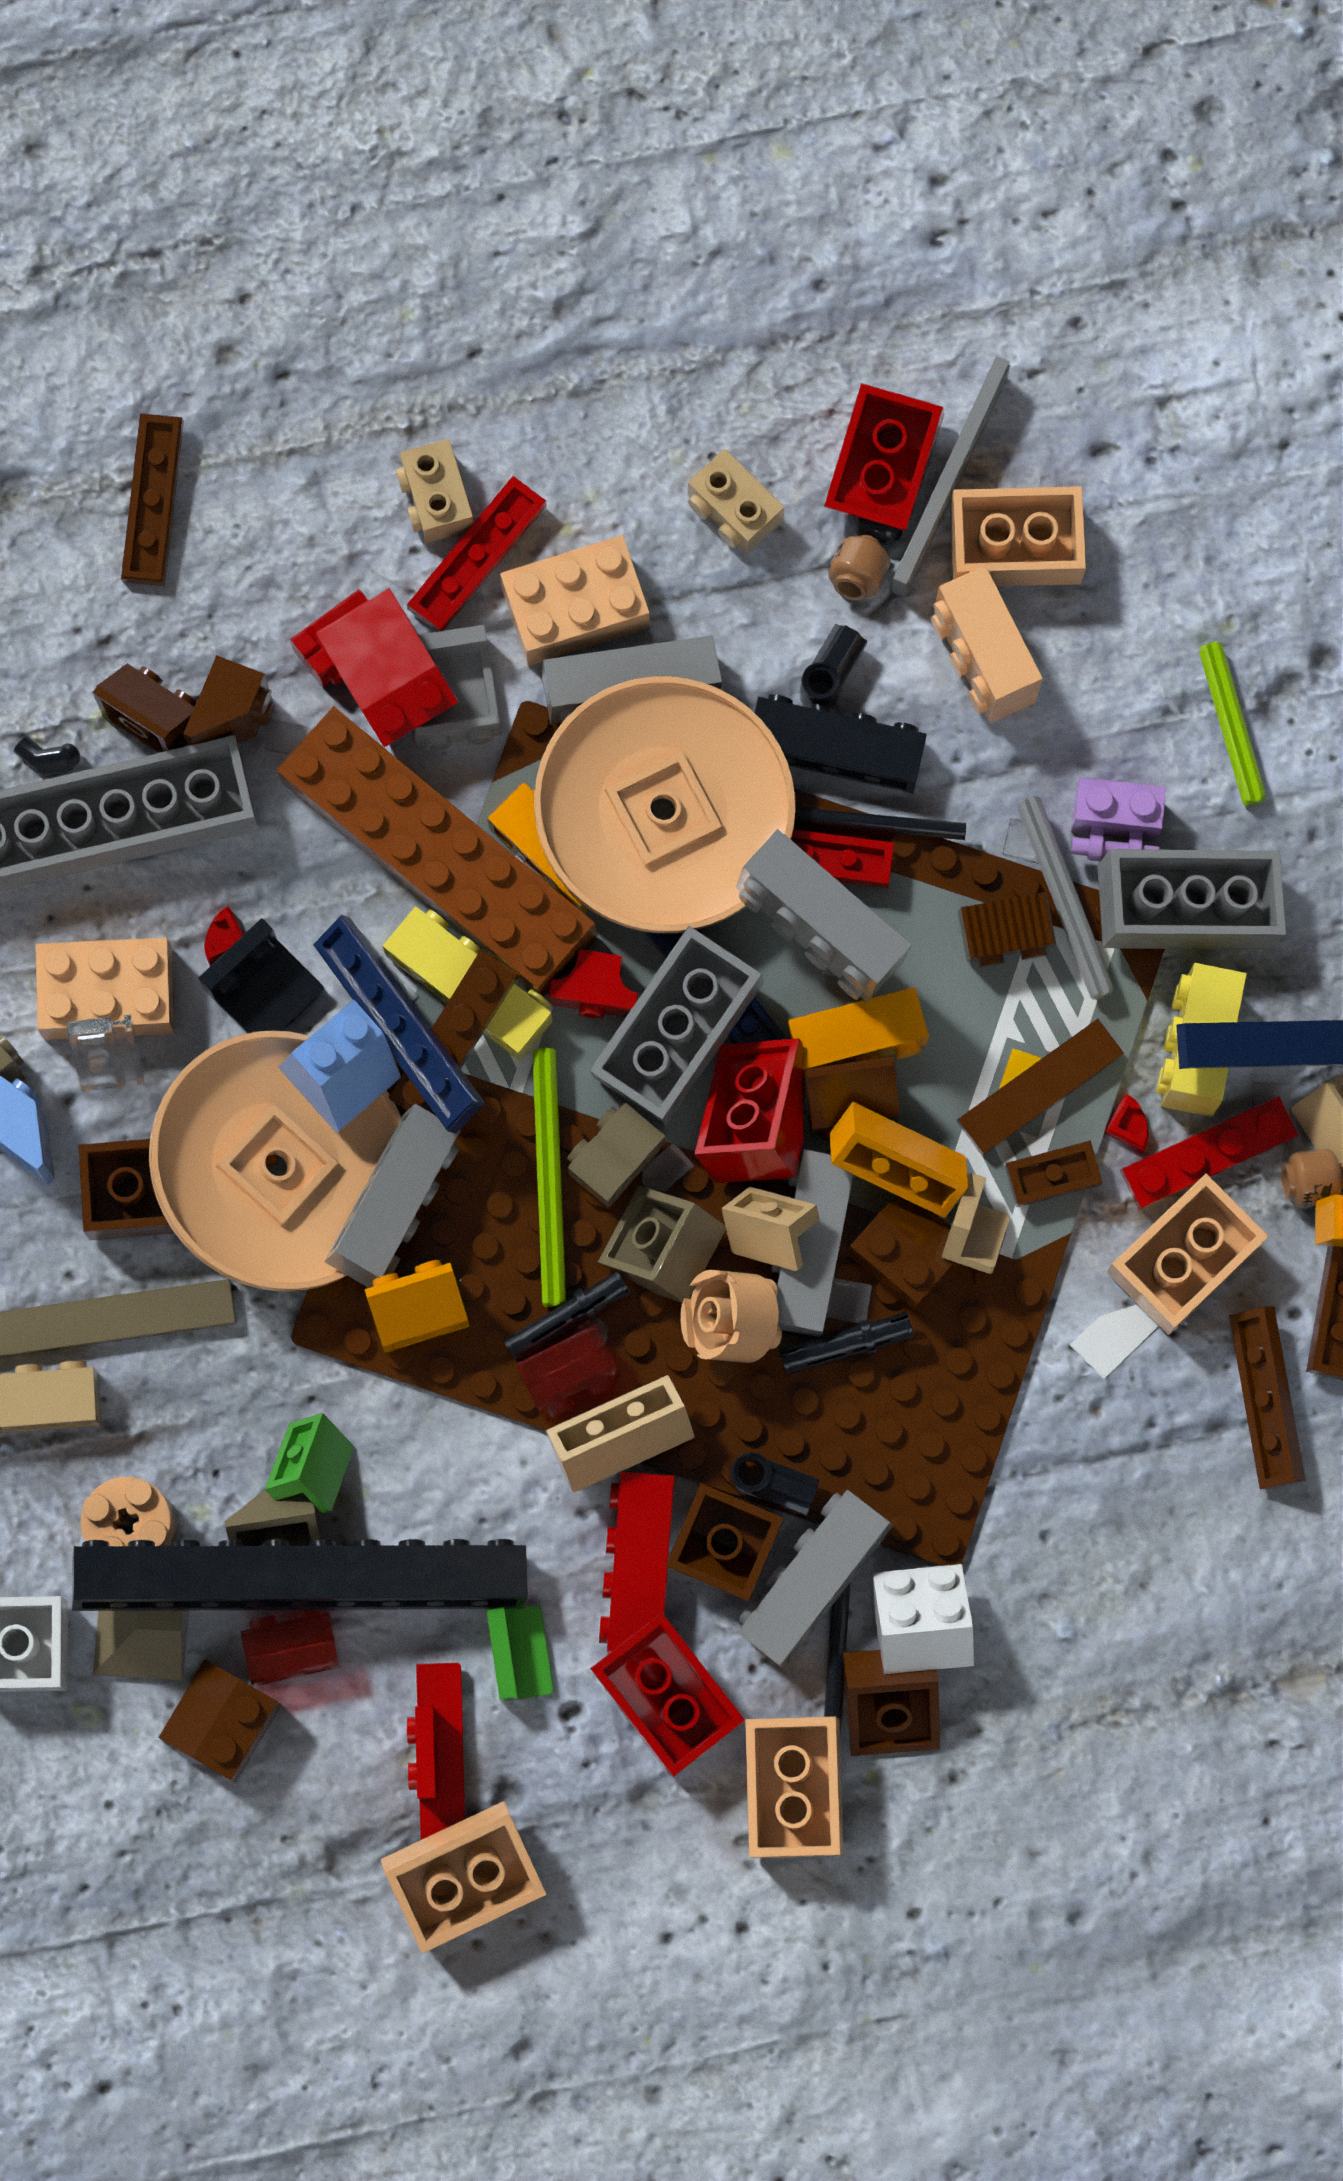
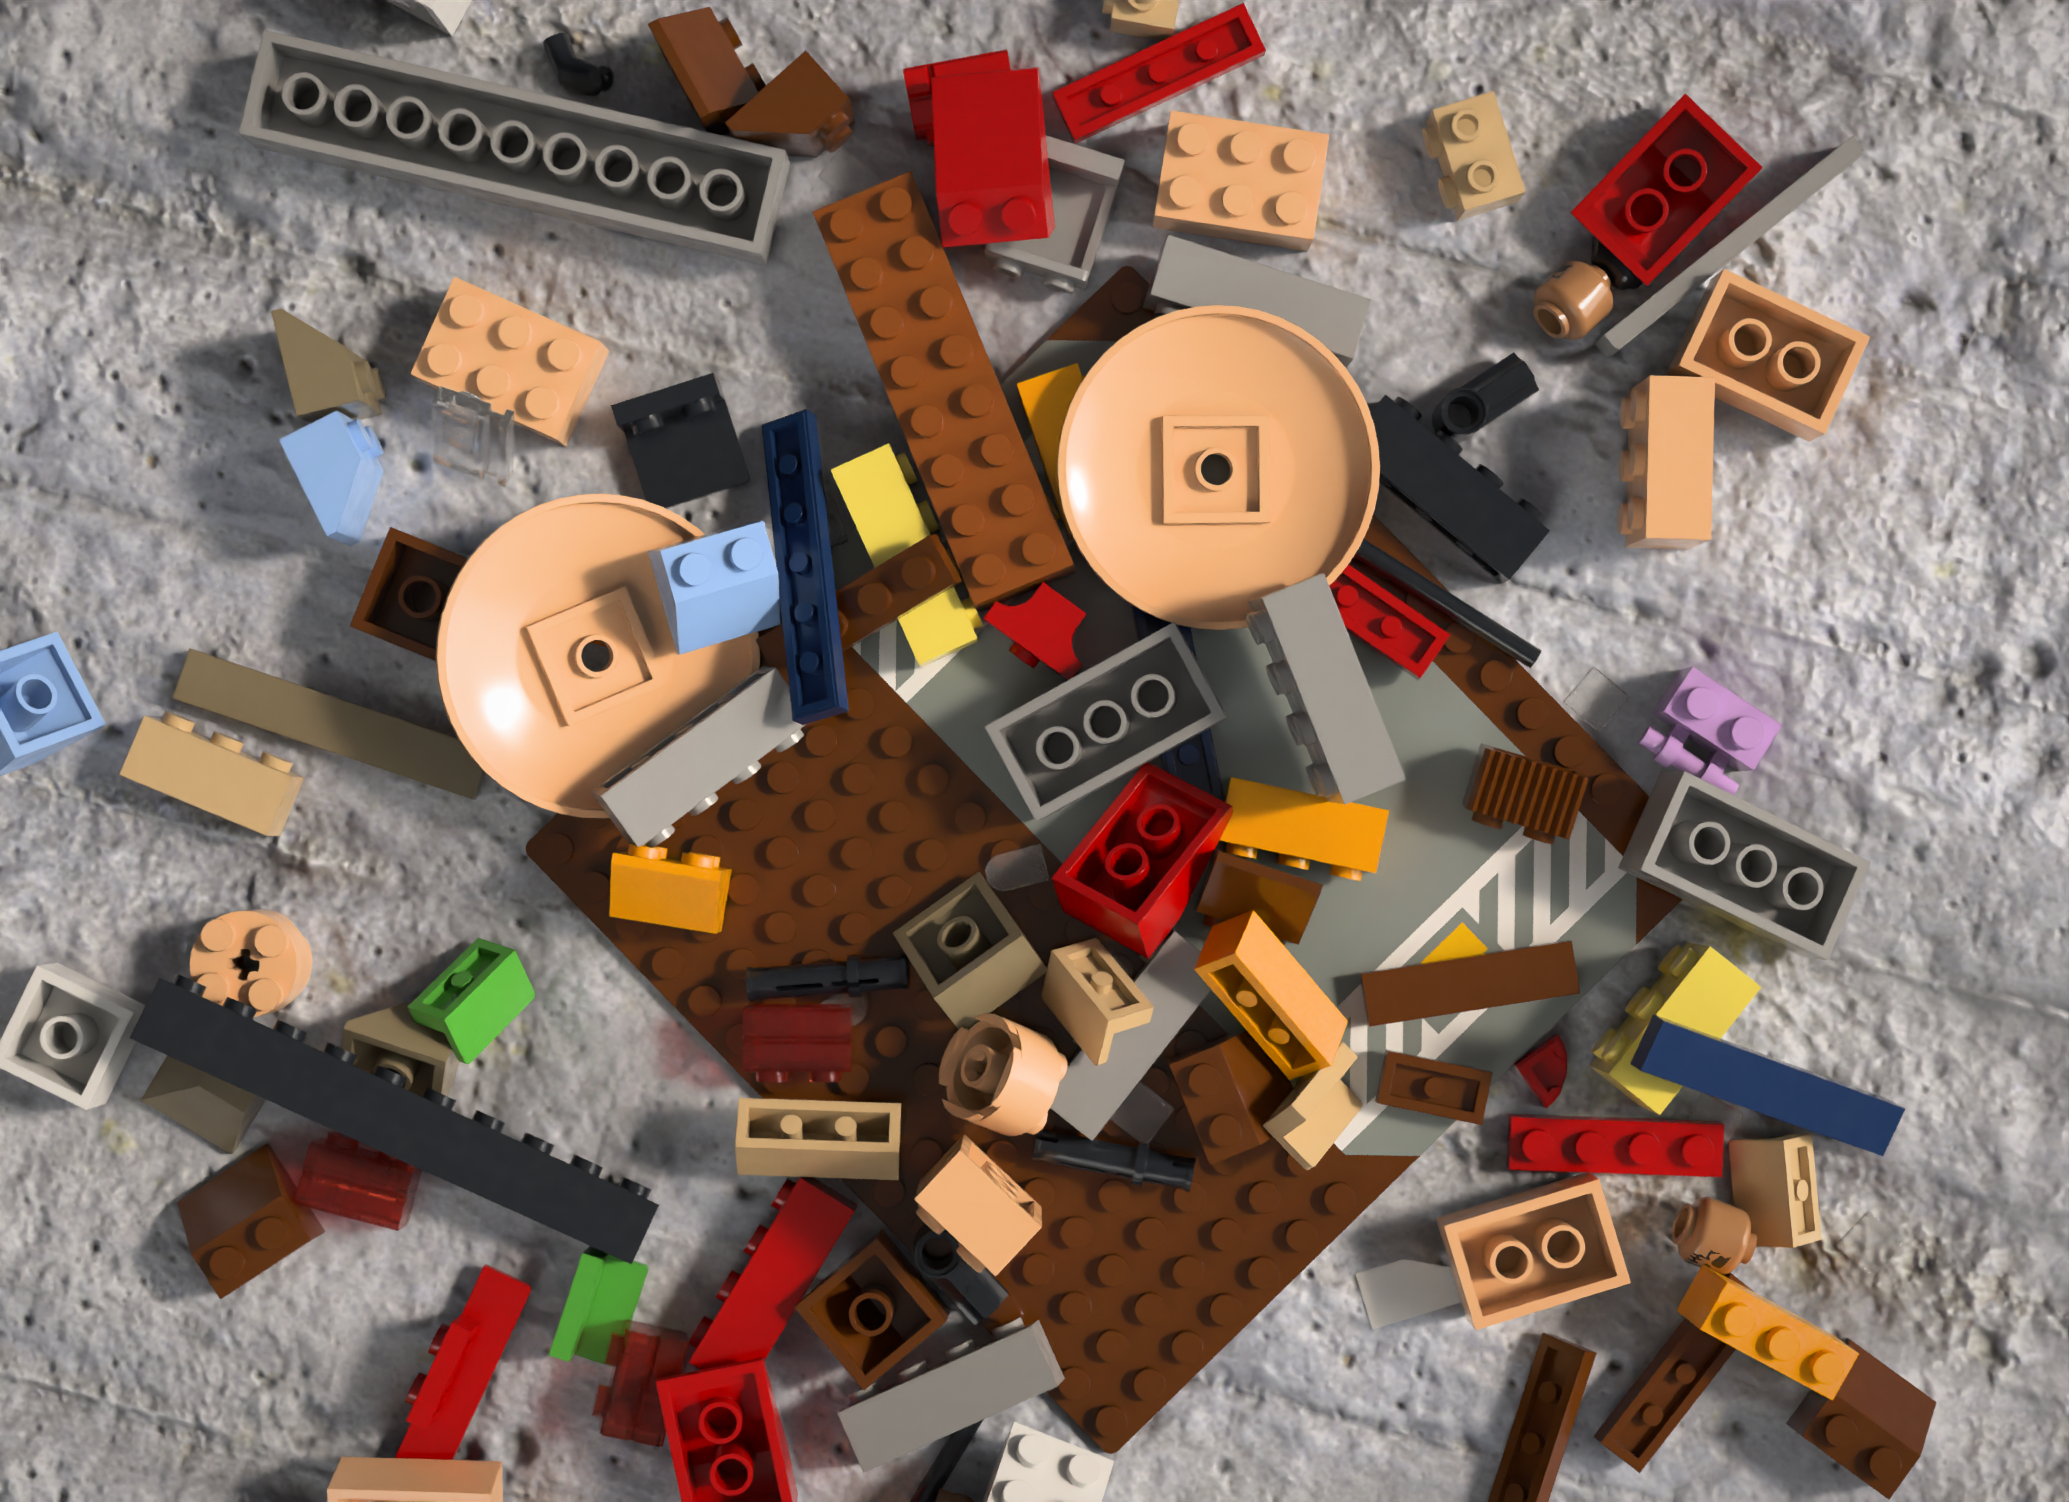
camera: 30 degrees right, 10 degrees up
(221, 935) = (668, 365): red tile -> none
(549, 1177) = (886, 814): lime axle -> none
(578, 1696) = (630, 1402): none -> clear red brick
(615, 1154) = (969, 827): dark tan brick -> none
(762, 1414) = (977, 1207): none -> light nougat brick
(1065, 897) = (1606, 789): light grey axle -> none
(1232, 724) = (1893, 683): lime axle -> none

